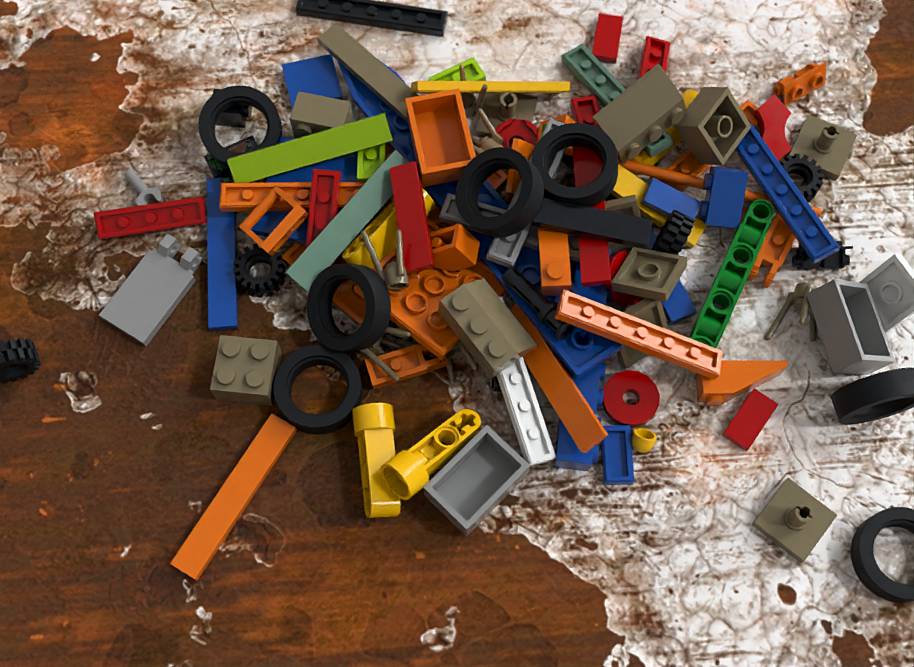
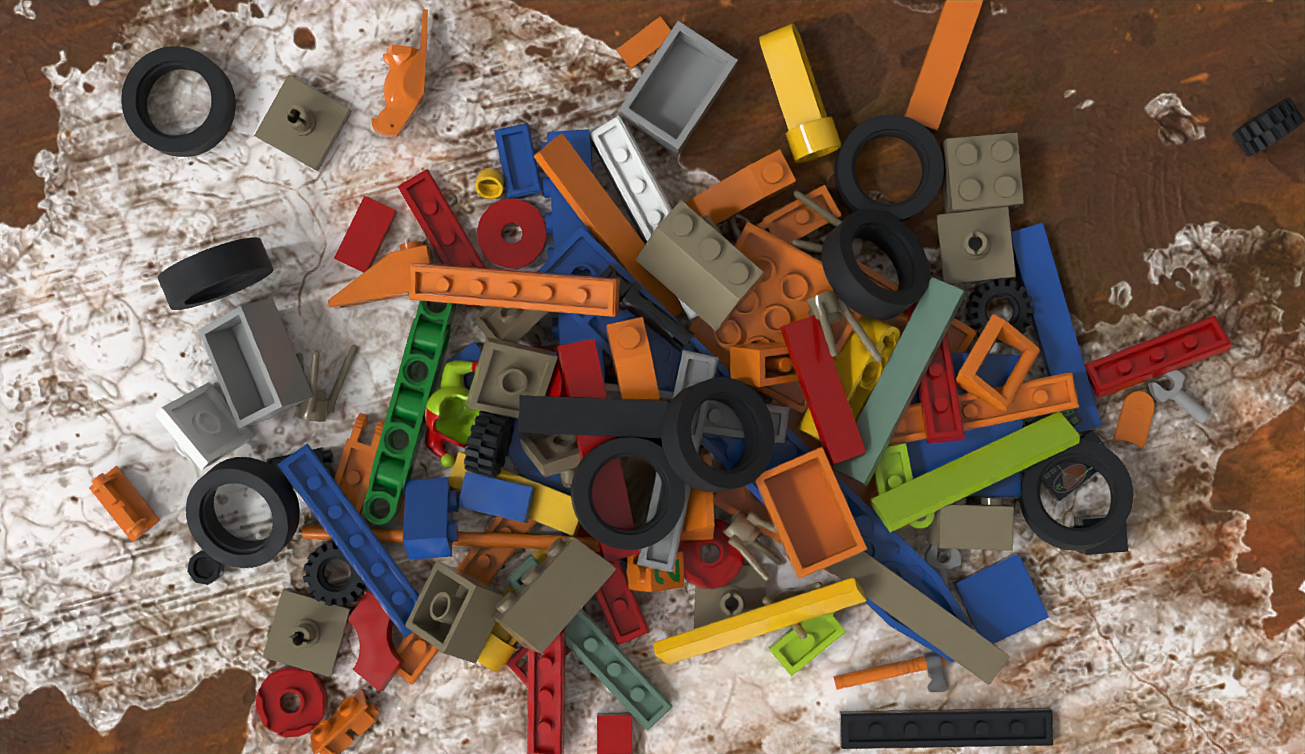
camera: 170 degrees right, 20 degrees up
(152, 291) = (1126, 258): light grey tile -> none
(180, 182) = (1135, 418): none -> orange piece
(265, 316) = (976, 245): none -> dark tan tile
(412, 468) = (757, 75): yellow beam -> none
(417, 52) = (929, 661): none -> orange piece
(439, 394) = (744, 189): none -> orange slope
(494, 533) = (644, 43): none -> orange window
(684, 409) = (439, 222): none -> red tile
(700, 271) = (448, 413): none -> lime piece
(706, 531) = (402, 85): none -> orange animal
(837, 92) = (274, 713): none -> red tile
(878, 209) = (216, 539): none -> black tyre
(896, 201) = (204, 568): none -> black tile

